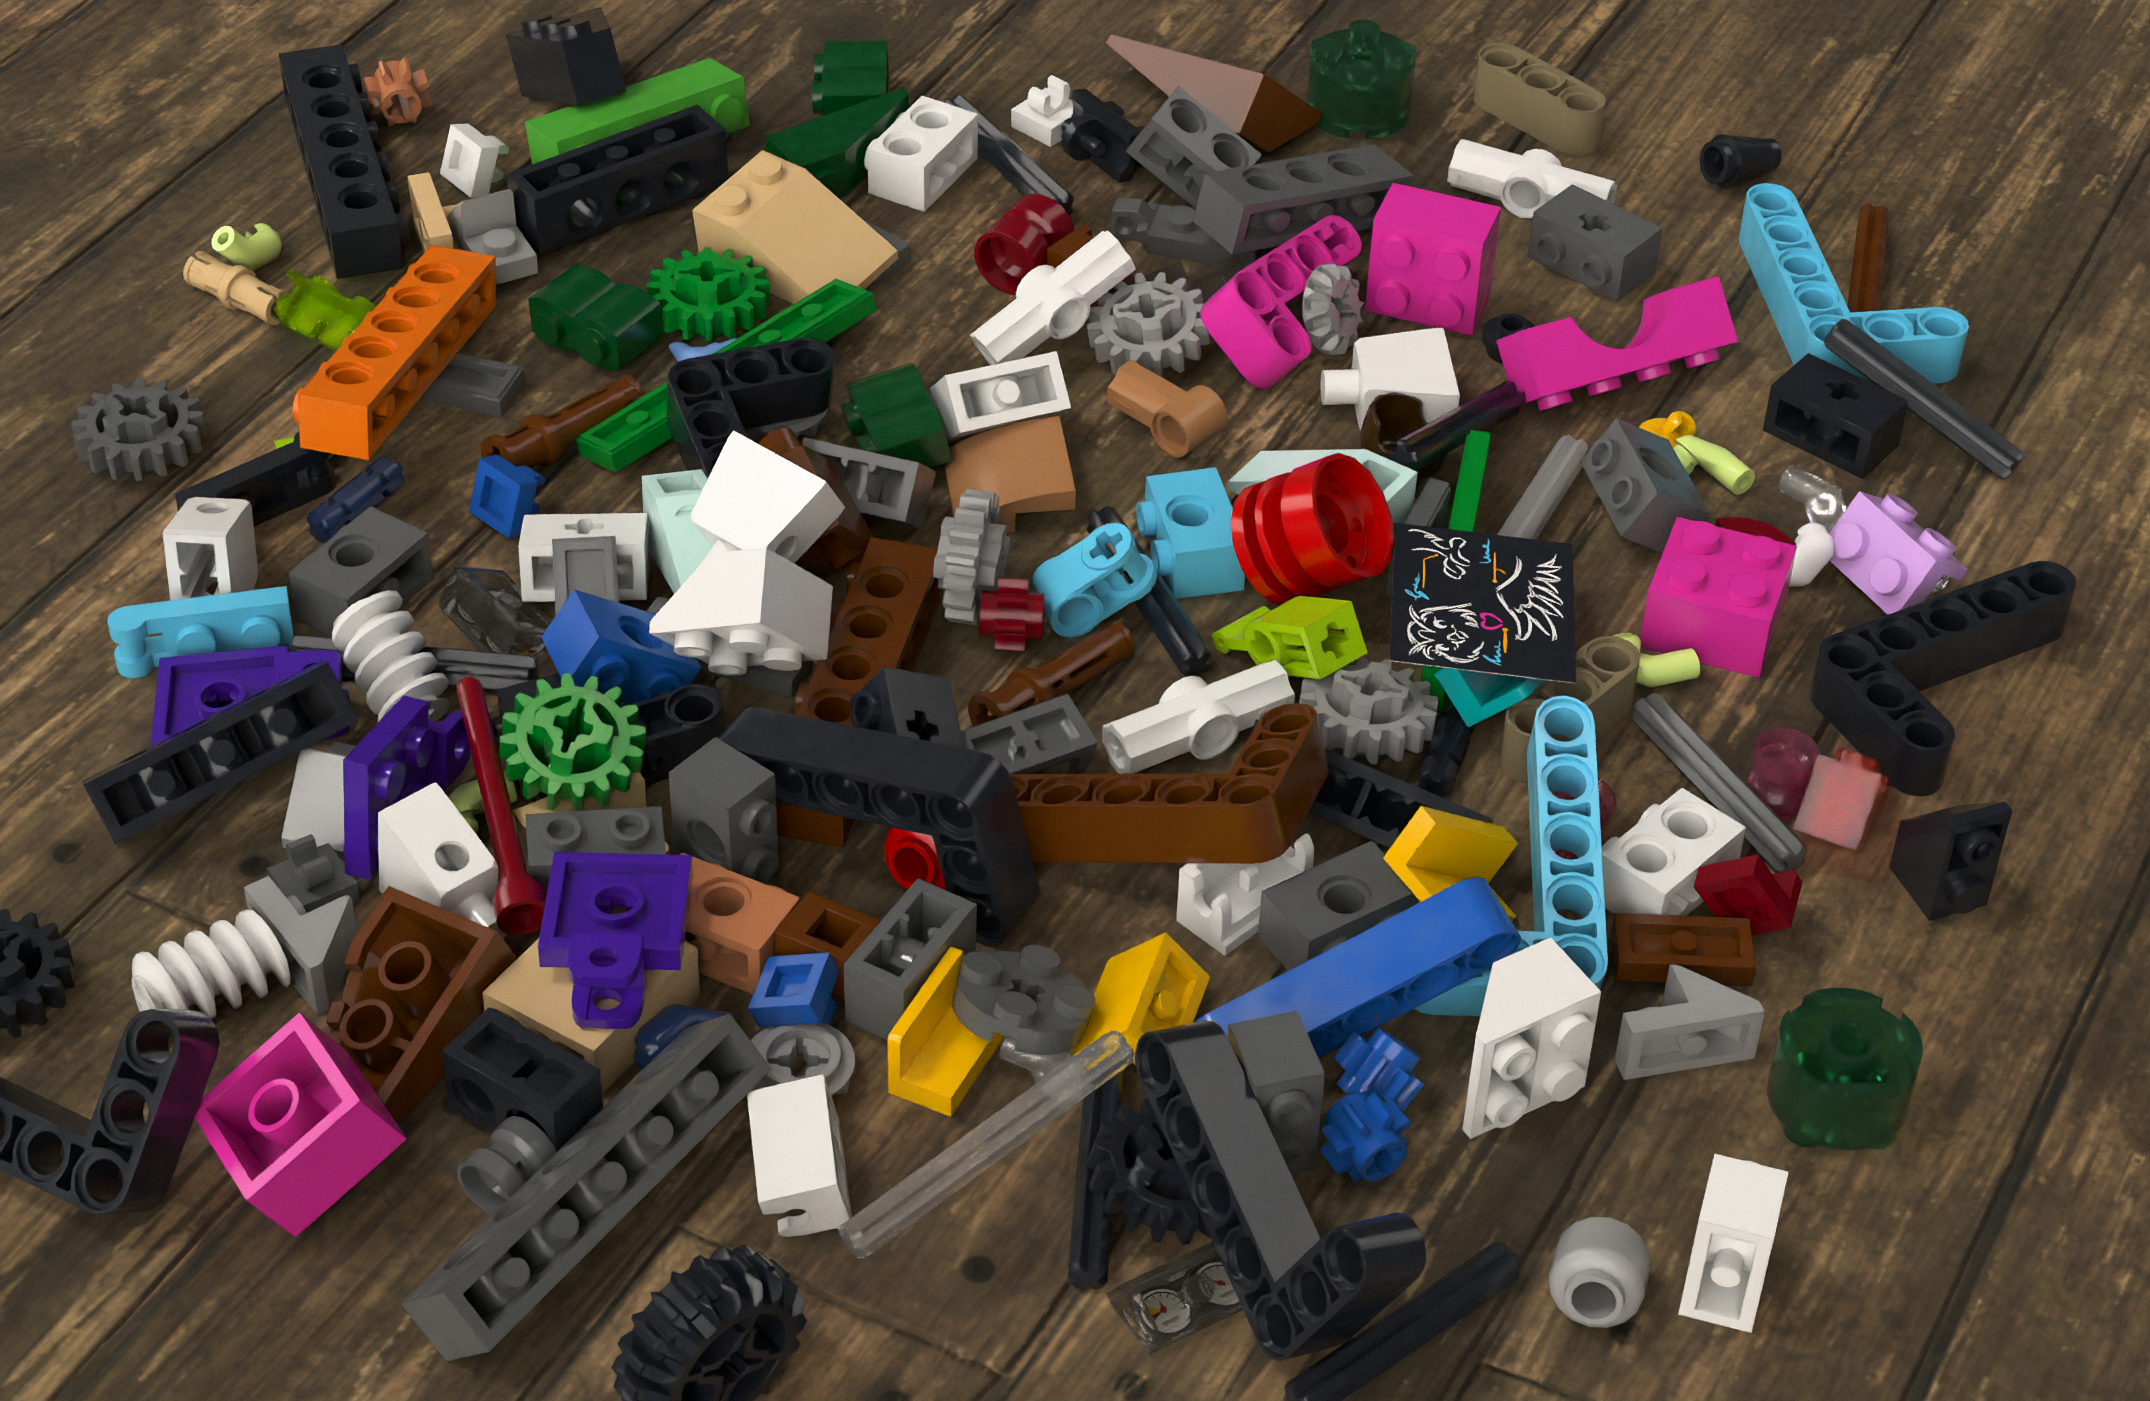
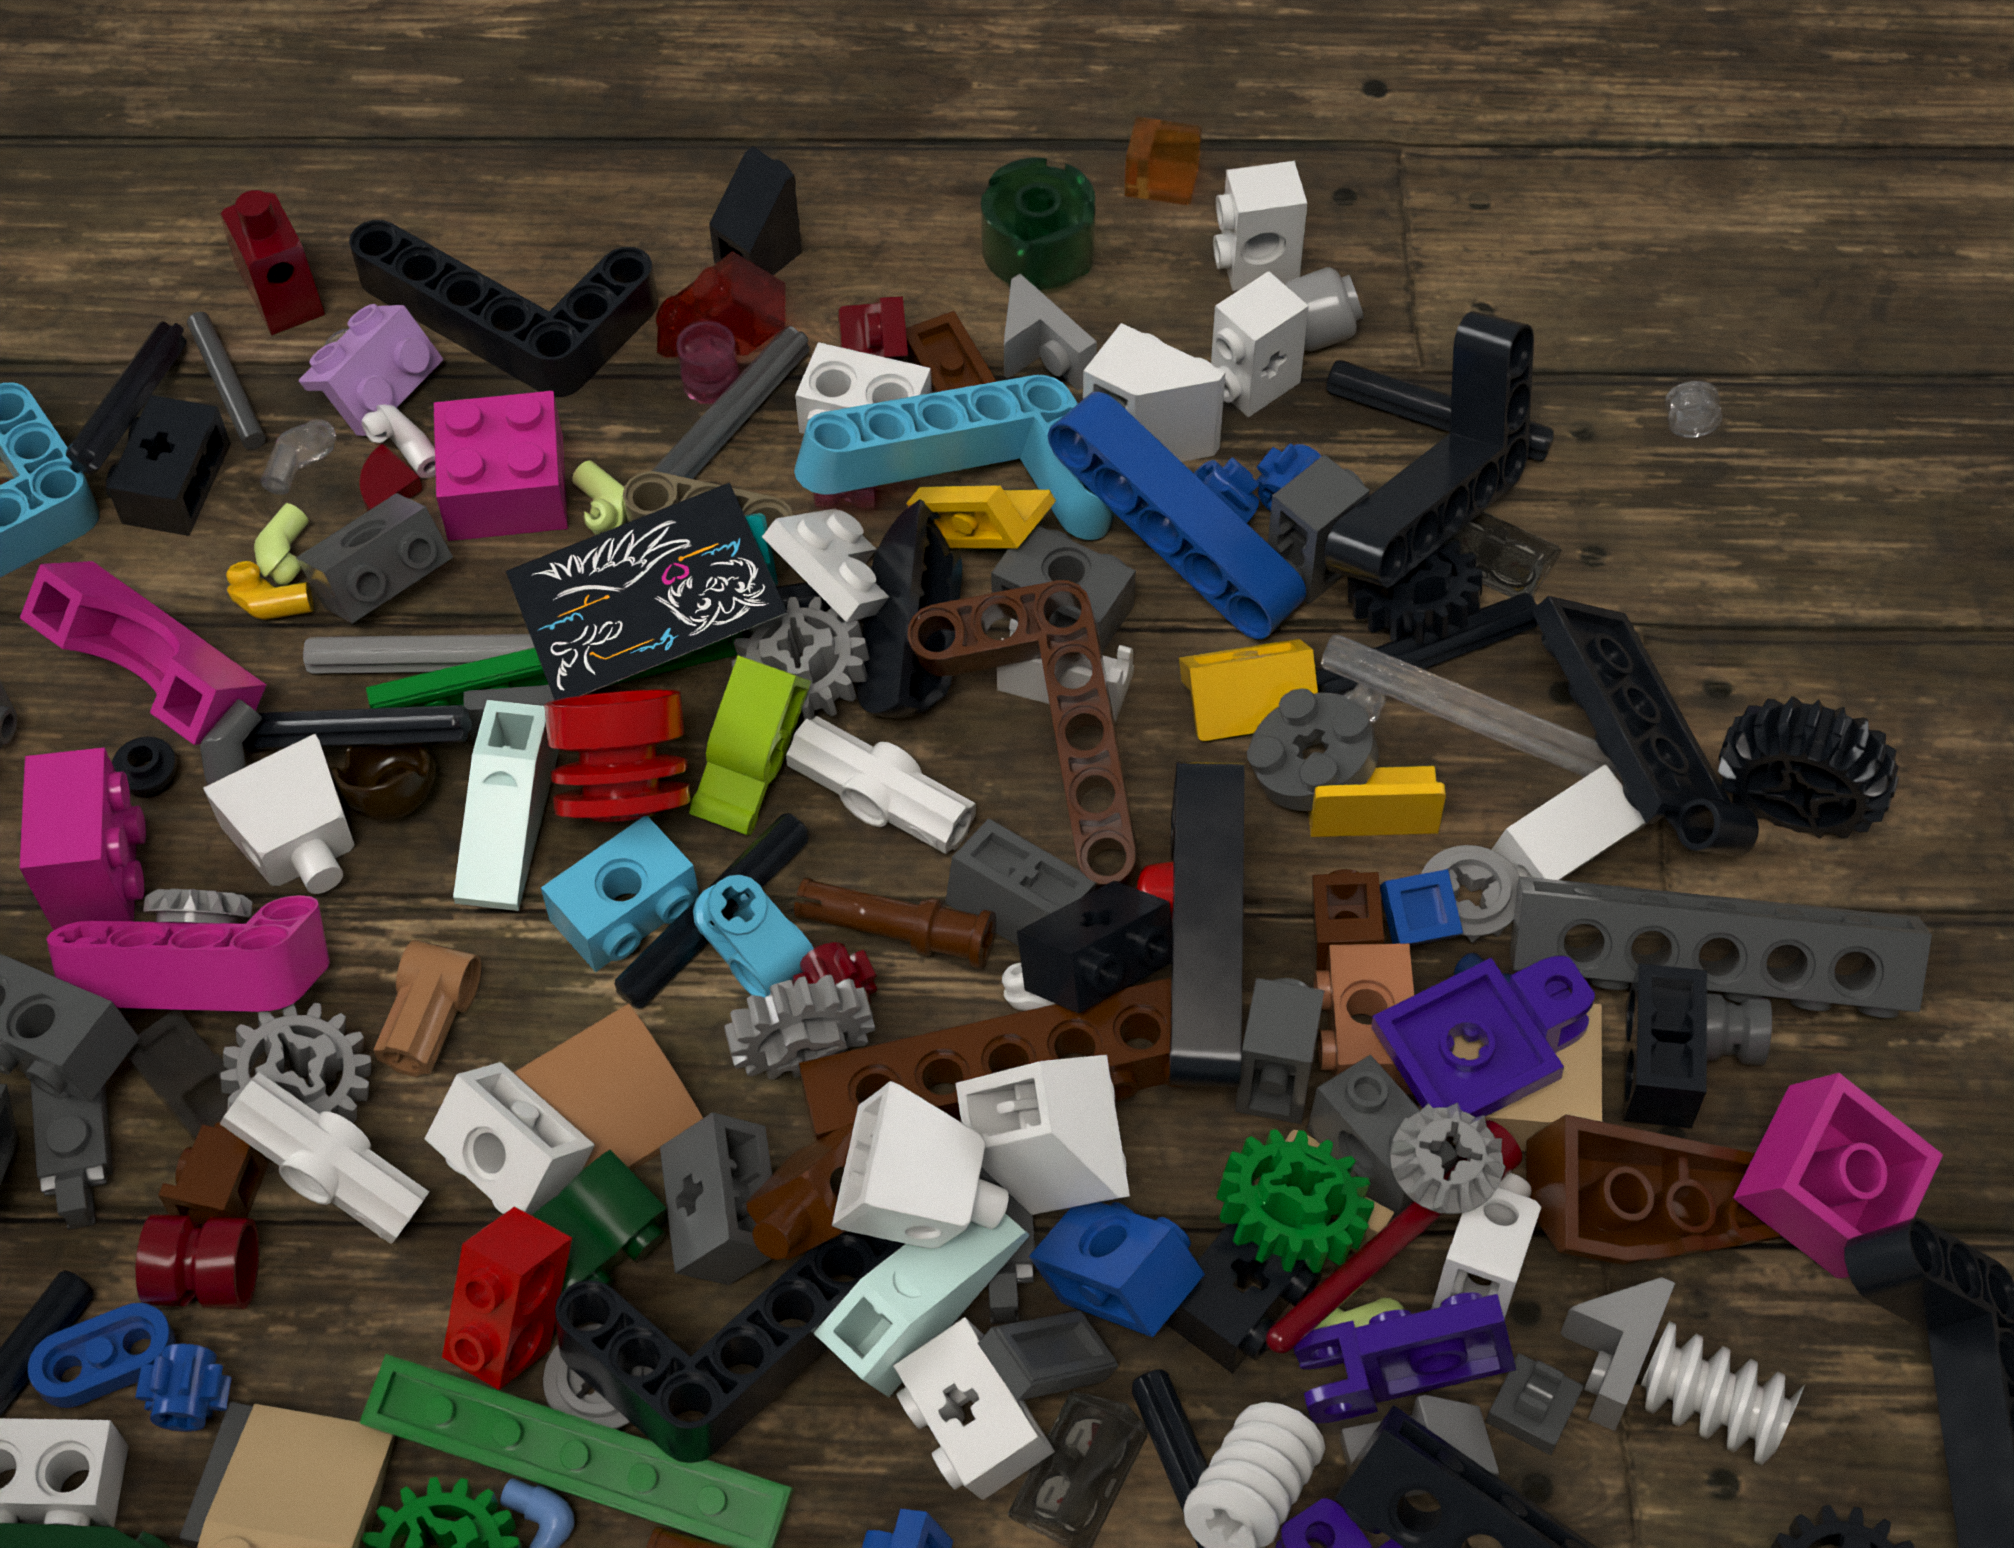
camera: 115 degrees left, 15 degrees up
(519, 847) = (1421, 1172): none -> light grey gear
(677, 727) = (1181, 1195): black piece -> none
(865, 332) = (506, 1297): none -> red brick
(898, 1251) = (1642, 727): none -> black hinge
(903, 953) = (1332, 832): dark grey brick -> none
(932, 217) = (183, 1387): none -> blue gear
(989, 193) = (102, 1351): none -> blue plate
(1465, 726) = (831, 558): none -> white plate
(1485, 360) = (222, 745): none -> dark grey arm
(1553, 1157) = (1259, 342): none -> white brick
(1914, 1238) = (1163, 161): none -> clear orange panel
(1939, 485) = (226, 380): none -> dark grey bar
(2062, 515) = (260, 238): none -> dark red torso

